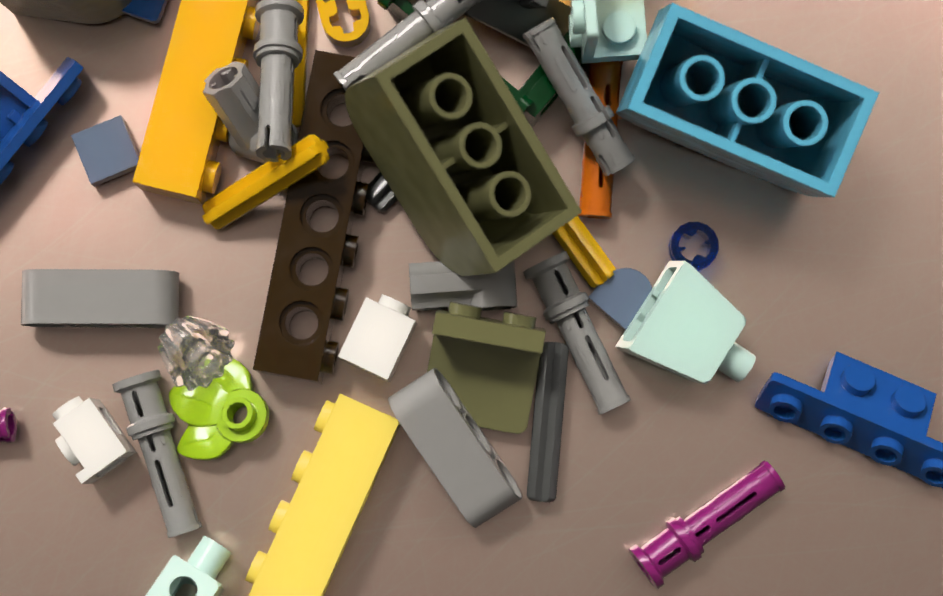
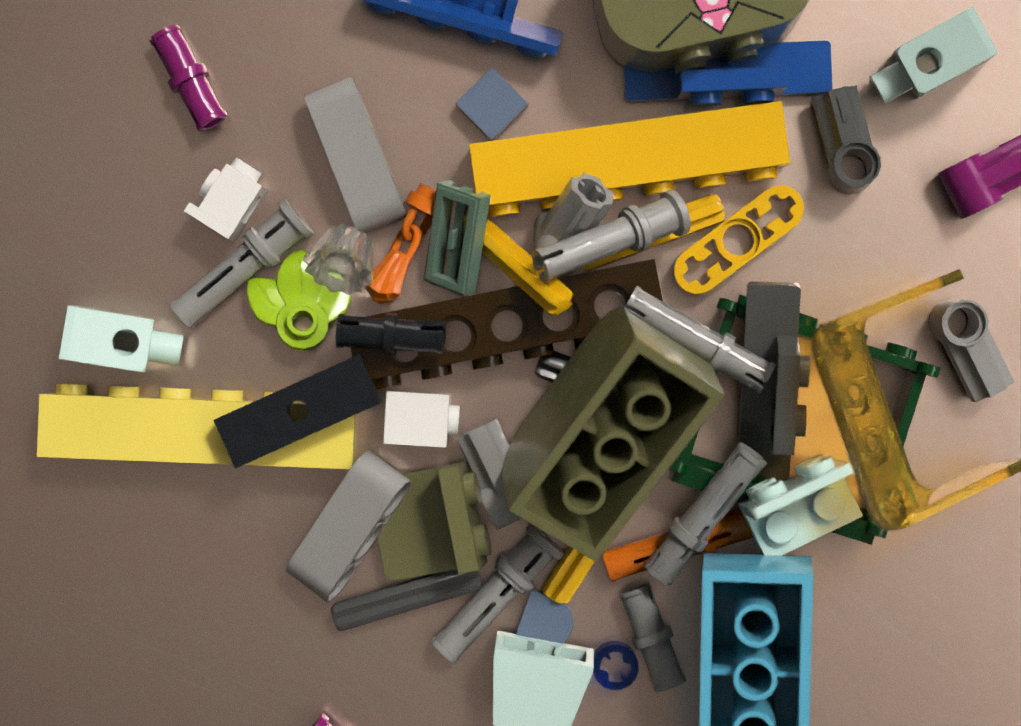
camera: 70 degrees right, 5 degrees up
(222, 224) = (463, 241): none -> sand green tile
(225, 307) = (391, 272): none -> orange piece
(282, 327) = (390, 334): none -> black pin
(317, 411) = (268, 422): none -> black tile
(681, 199) = (652, 638): none -> light grey pin

